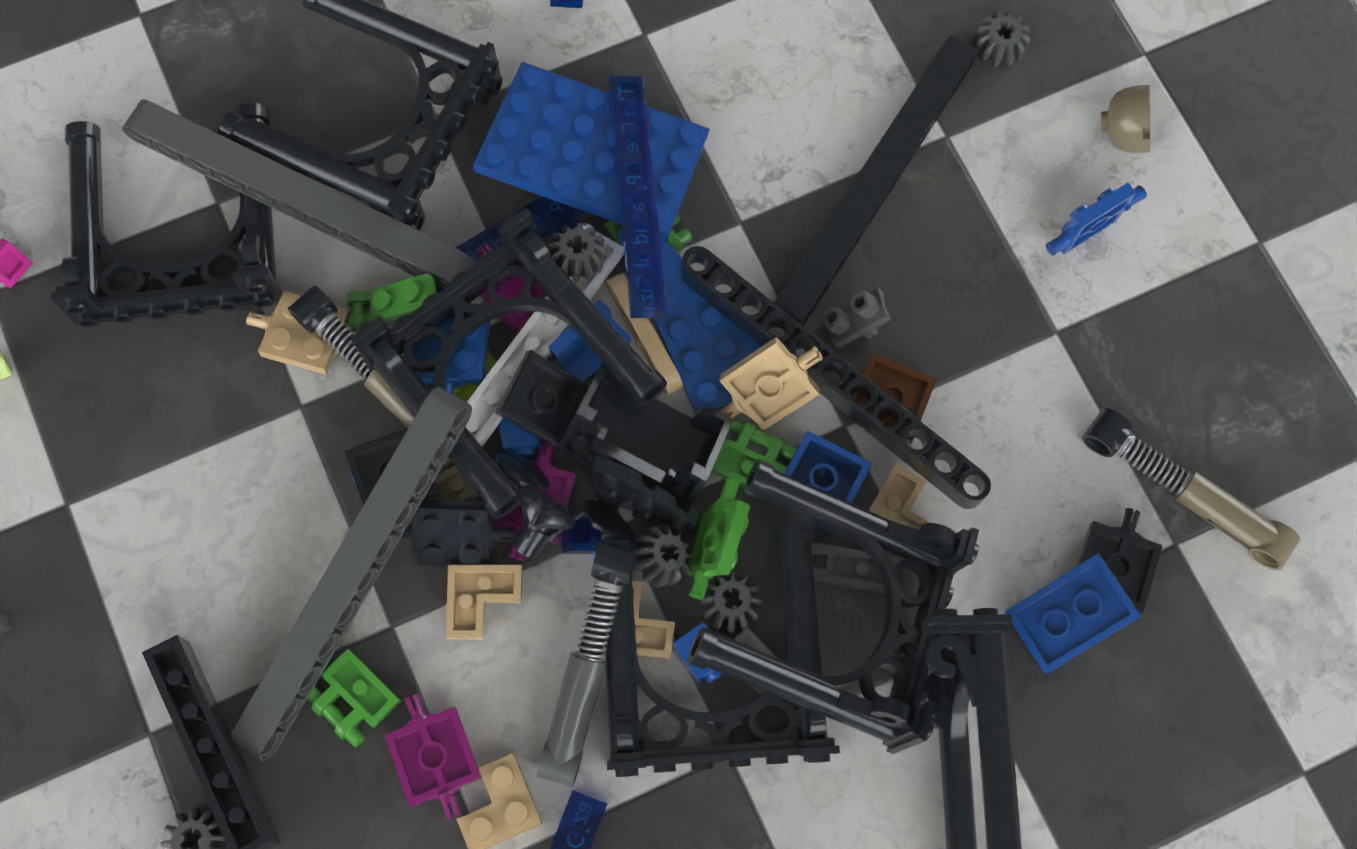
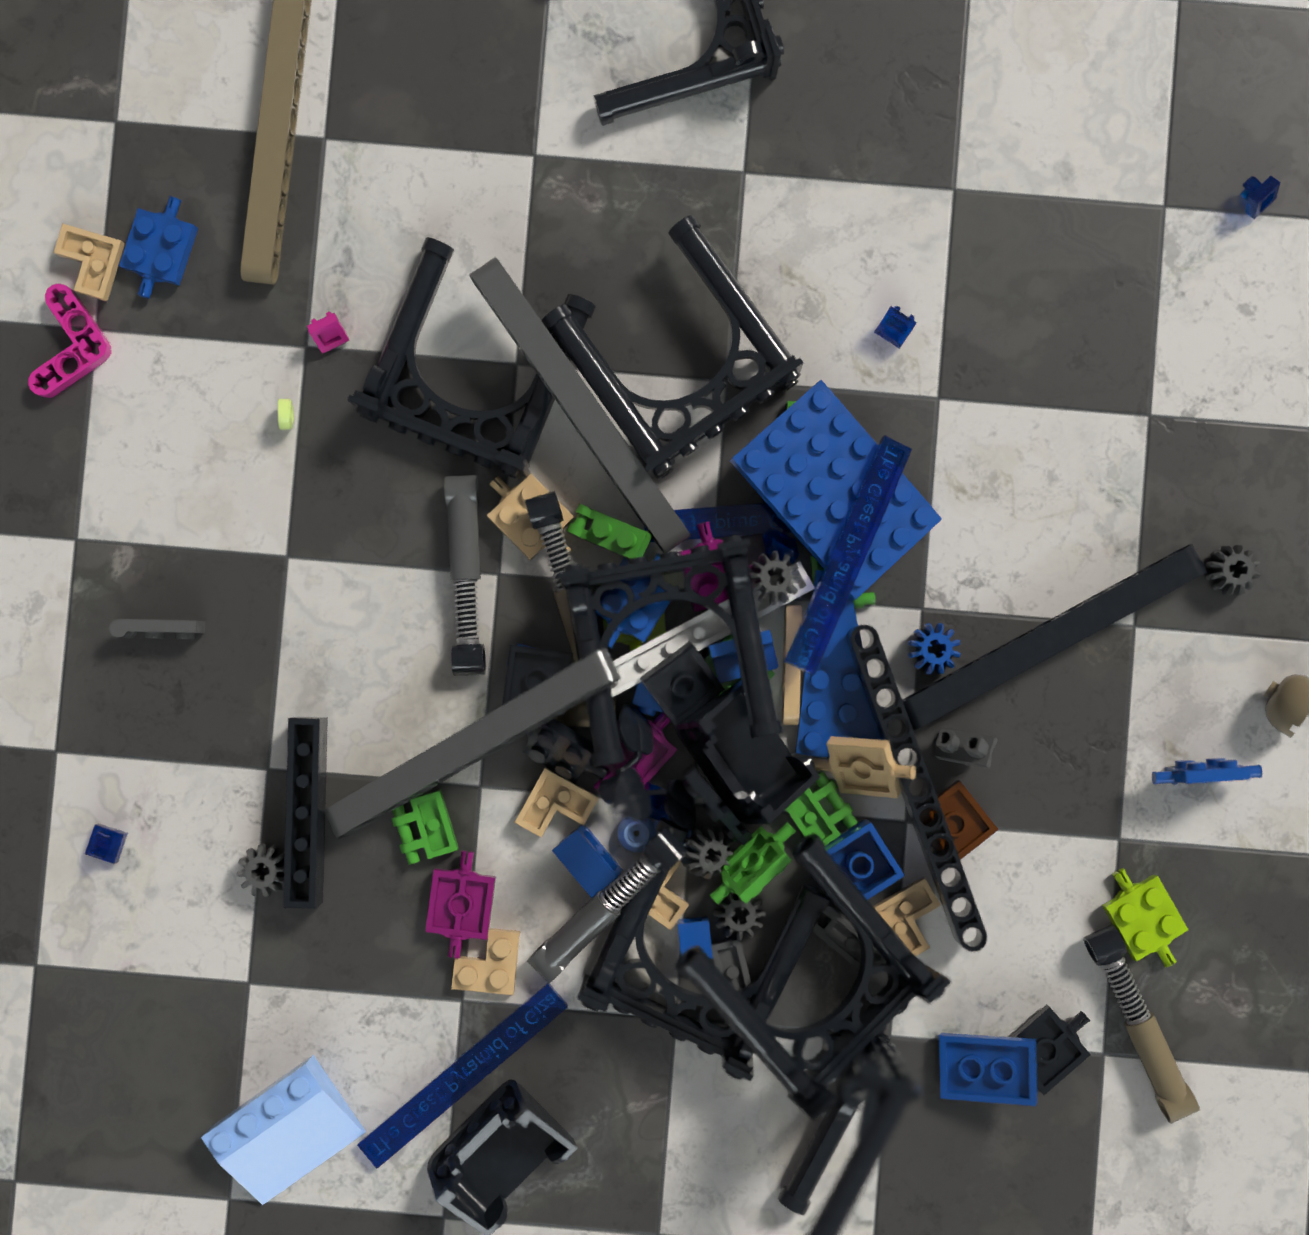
camera: 35 degrees right, 15 degrees up
(264, 417) = (462, 501): none -> piece
(541, 635) = (587, 860): none -> blue hinge
(568, 585) = (629, 840): none -> light blue plate
(775, 257) = (936, 637): none -> blue gear
(1128, 386) = (1145, 917): none -> lime plate

